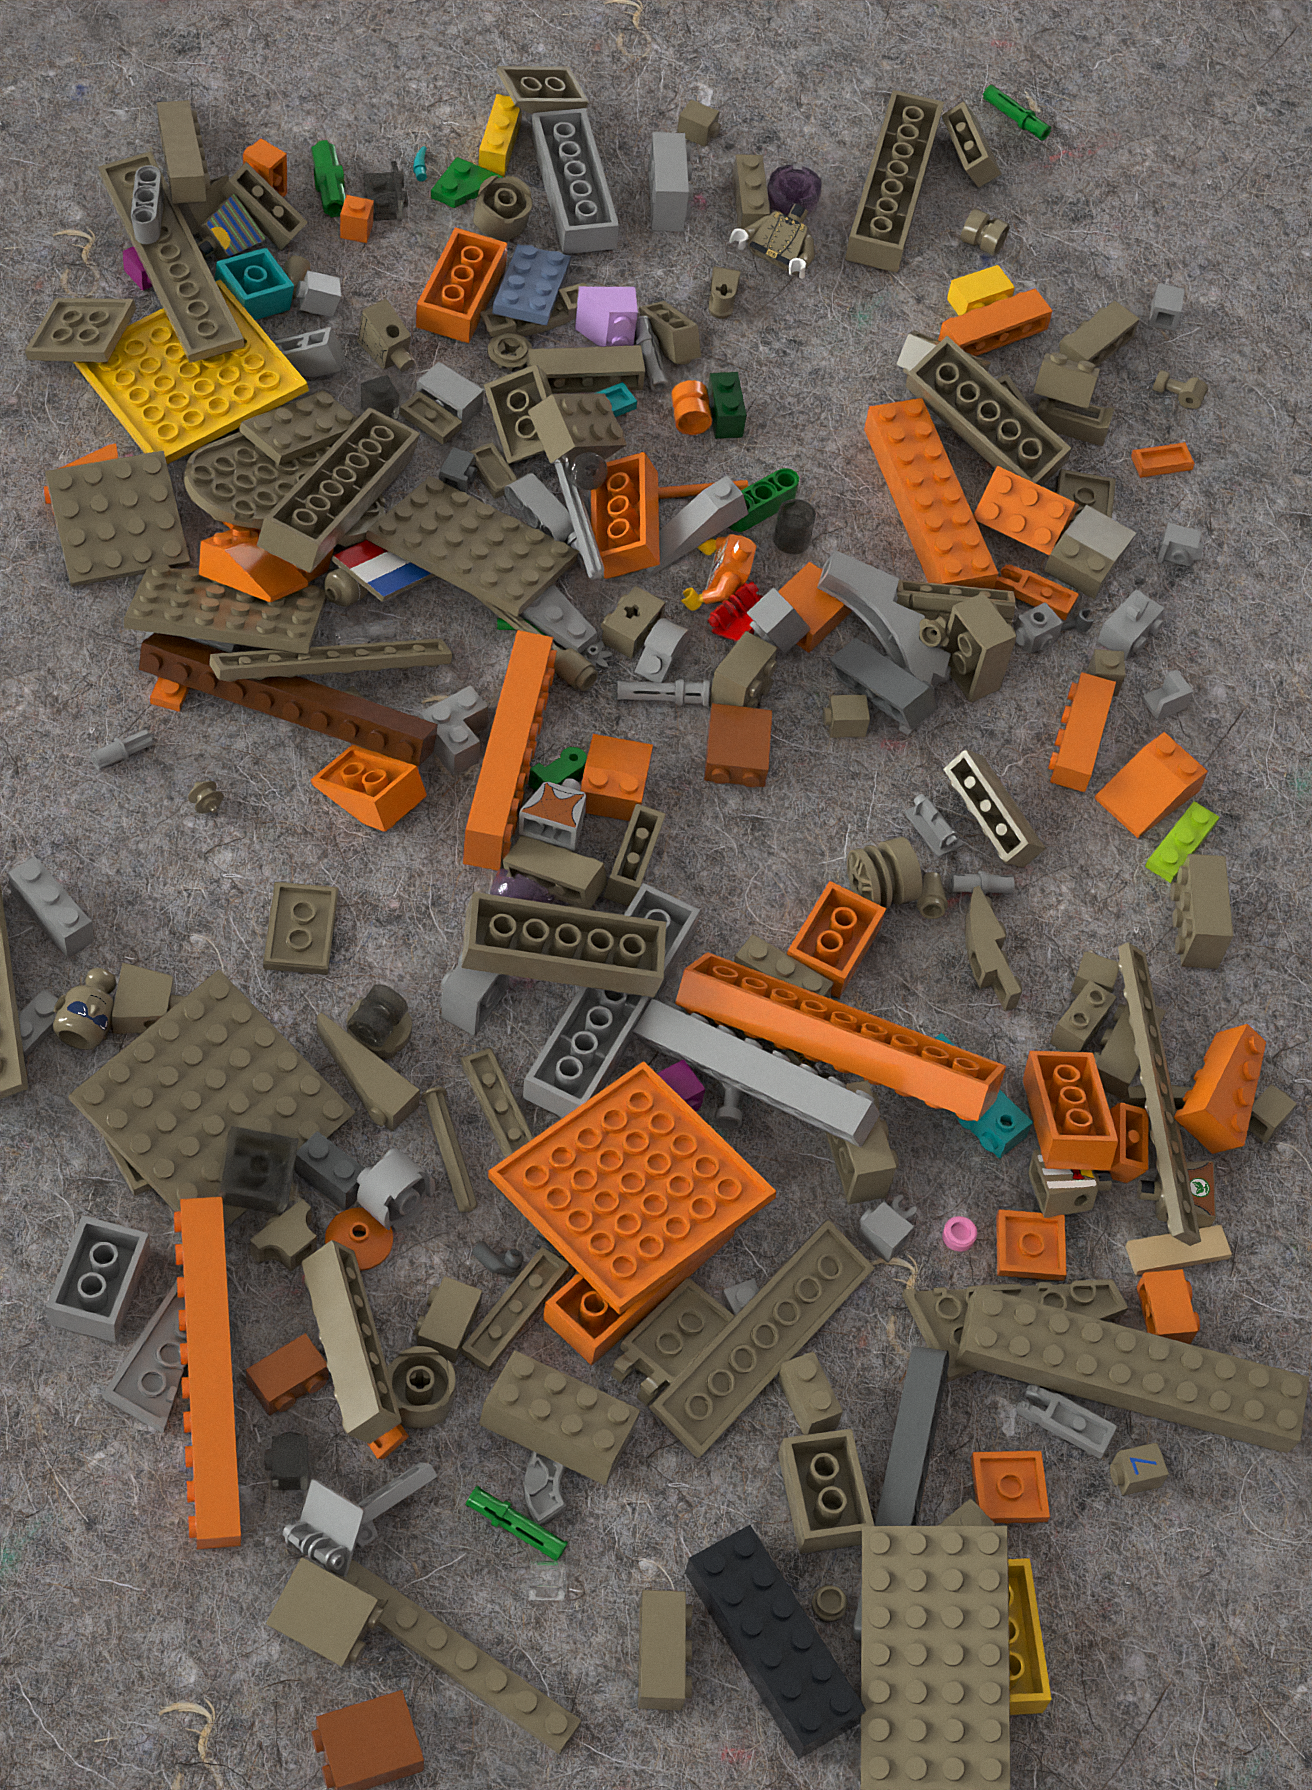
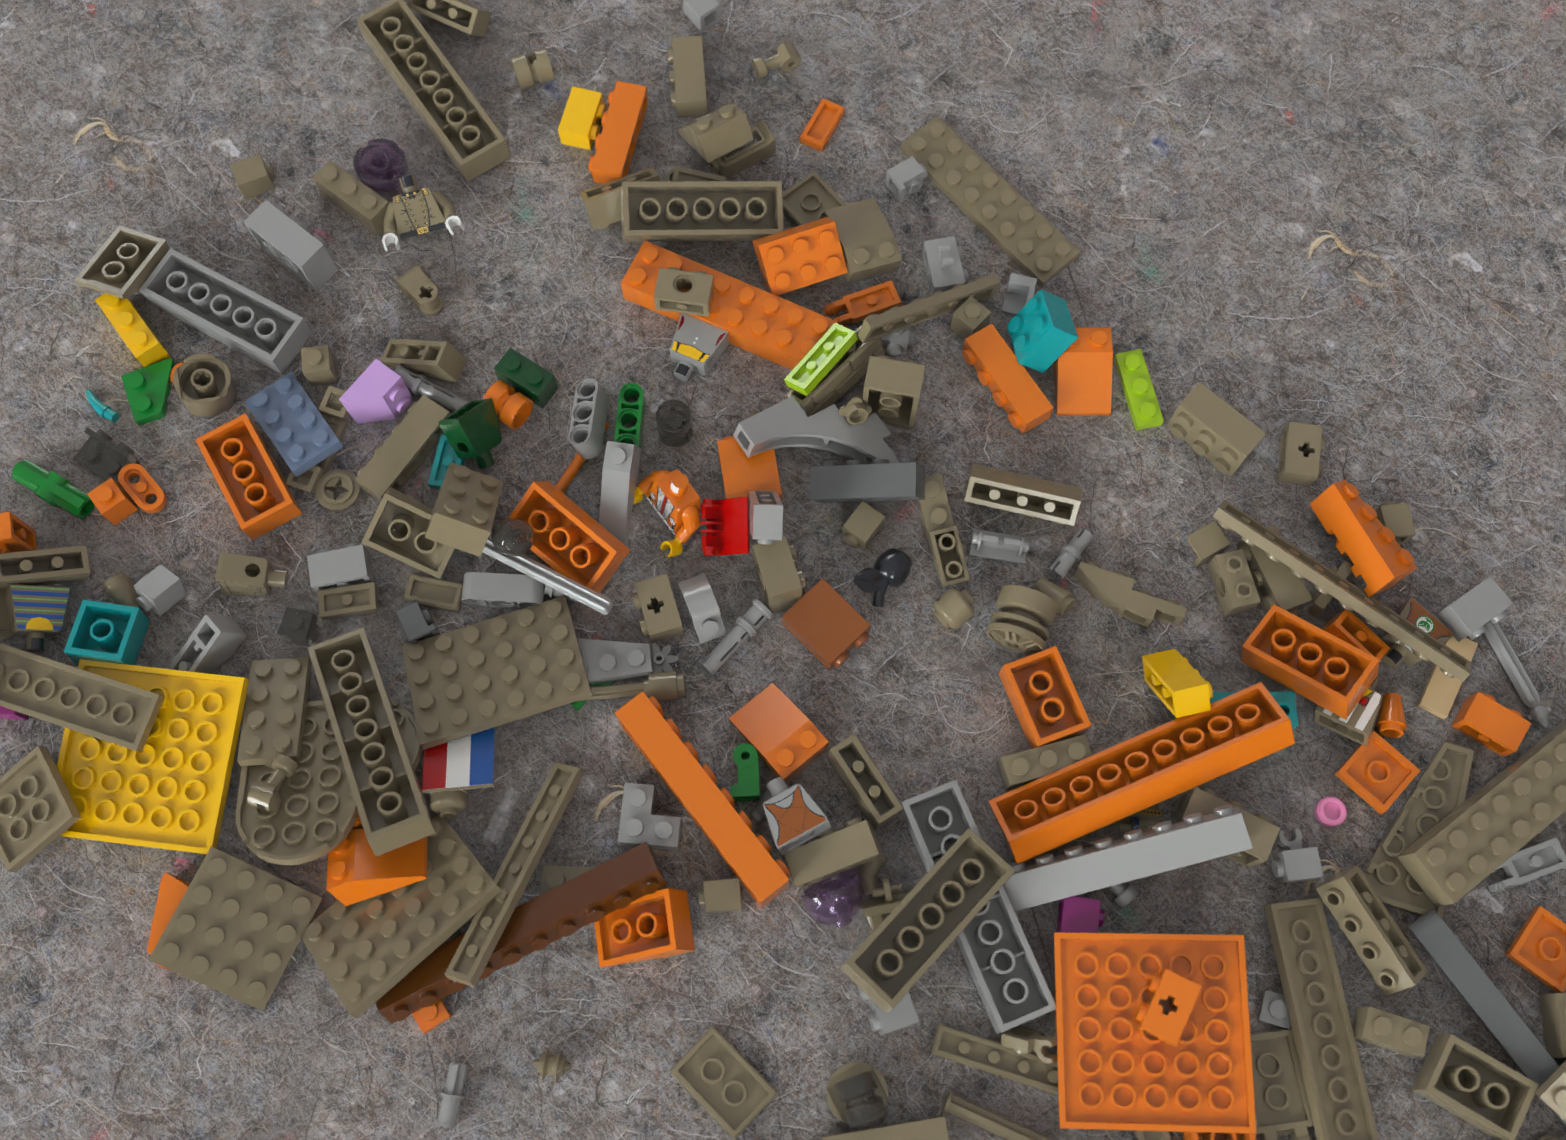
camera: 40 degrees left, 15 degrees up
(235, 452) = (266, 794): none -> dark tan leg
(384, 232) = (143, 489): none -> orange plate
(445, 822) = (721, 896): none -> dark tan brick
(535, 1113) = (1025, 1040): none -> dark tan plate
(594, 267) = (319, 365): none -> dark tan brick
(645, 397) = (473, 431): none -> dark green torso
(661, 1168) = (1183, 996): none -> orange brick
(741, 463) = (588, 418): none -> light grey beam
(830, 757) = (889, 569): none -> black piece
(845, 826) = (954, 608): none -> dark tan head
(874, 500) = (696, 346): none -> light grey torso
(883, 1317) = (1371, 930): none -> dark tan brick
(902, 772) = (941, 533): none -> dark tan slope
(904, 445) = (695, 301): none -> dark tan brick
(945, 1017) = (1177, 683): none -> yellow brick
(951, 577) = (821, 359): none -> lime plate
(1077, 625) = (926, 309): none -> dark tan plate
(1090, 1225) = (1391, 717): none -> orange cone
(1146, 718) = (1042, 331): none -> teal brick
(1229, 623) = (990, 201): none -> dark tan plate
(1244, 1291) = (1517, 673): none -> light grey wheel
(1253, 1214) = (1474, 609): none -> light grey brick
(1255, 998) = (1300, 454): none -> dark tan brick

